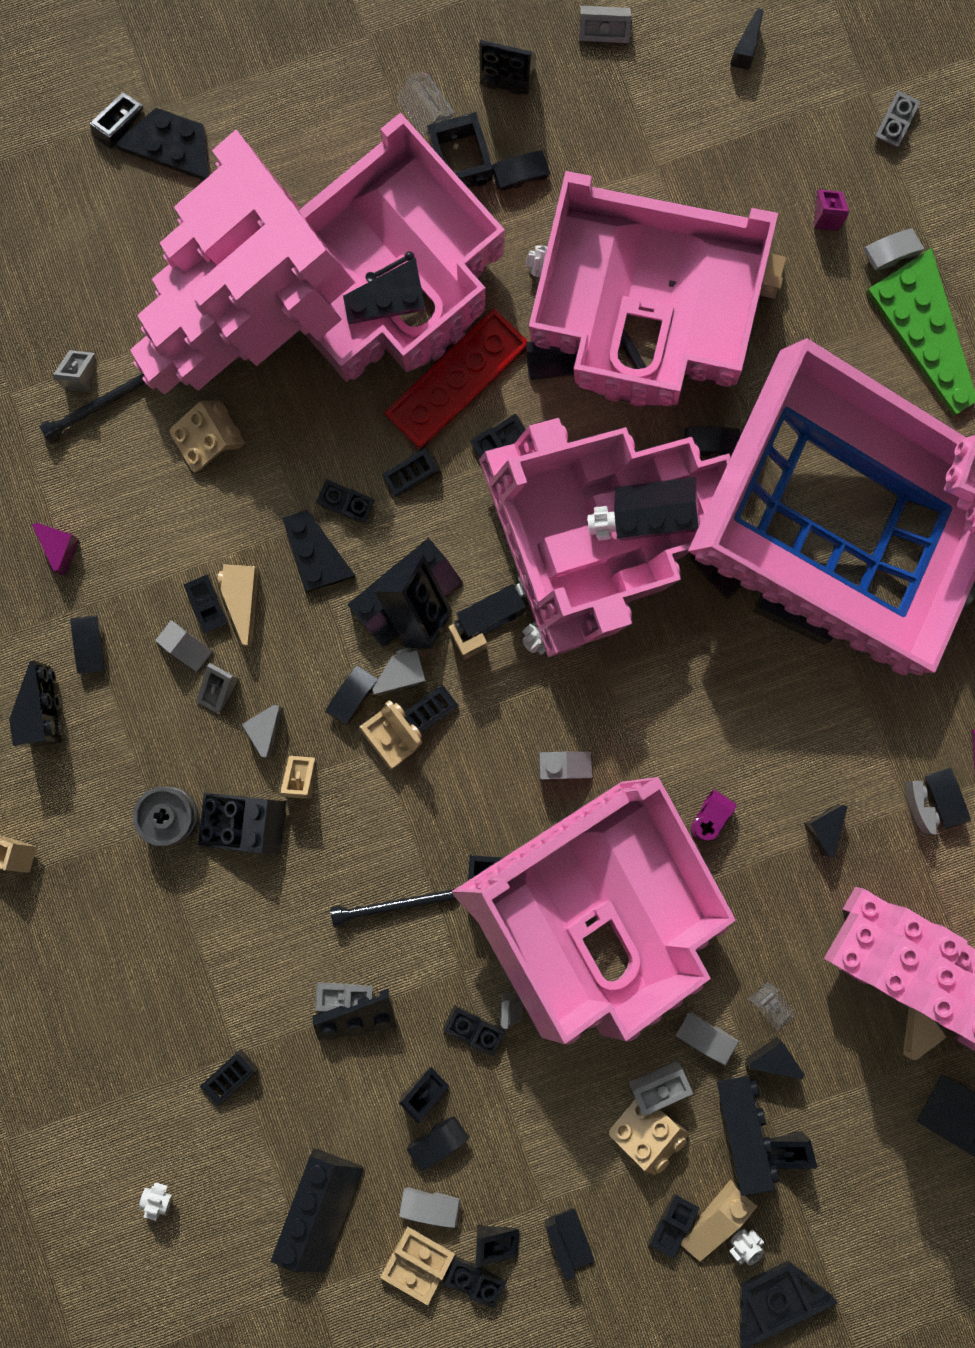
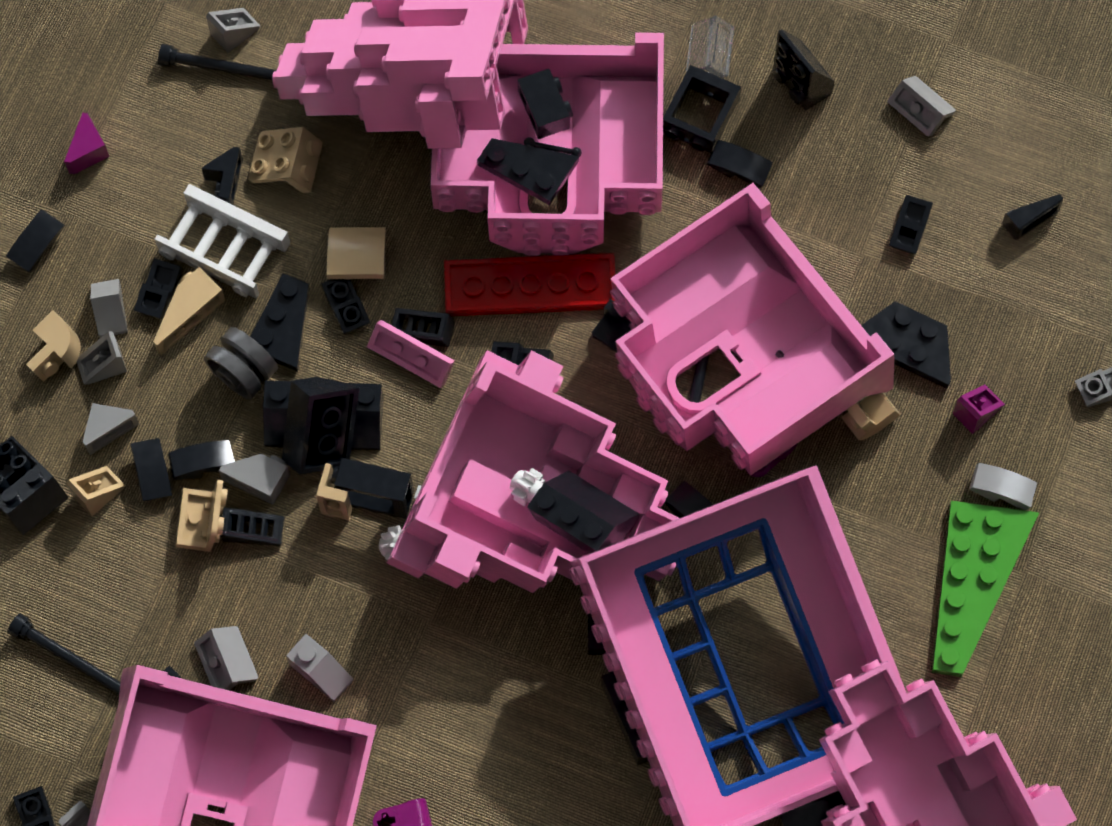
camera: 45 degrees right, 15 degrees down
(172, 479) = (226, 172): none -> black slope
(180, 703) = (60, 347): none -> tan brick
(201, 512) = (223, 214): none -> white fence
(318, 606) = (240, 363): none -> flat silver wheel
(320, 459) = (356, 253): none -> tan slope
(323, 732) = (151, 469): none -> black slope
(356, 238) = (544, 103): none -> black brick
(423, 498) = (410, 353): none -> bright pink plate
(496, 814) = (225, 657): none -> light grey panel
(672, 117) = (910, 224): none -> black slope
(748, 190) = (915, 340): none -> black wing

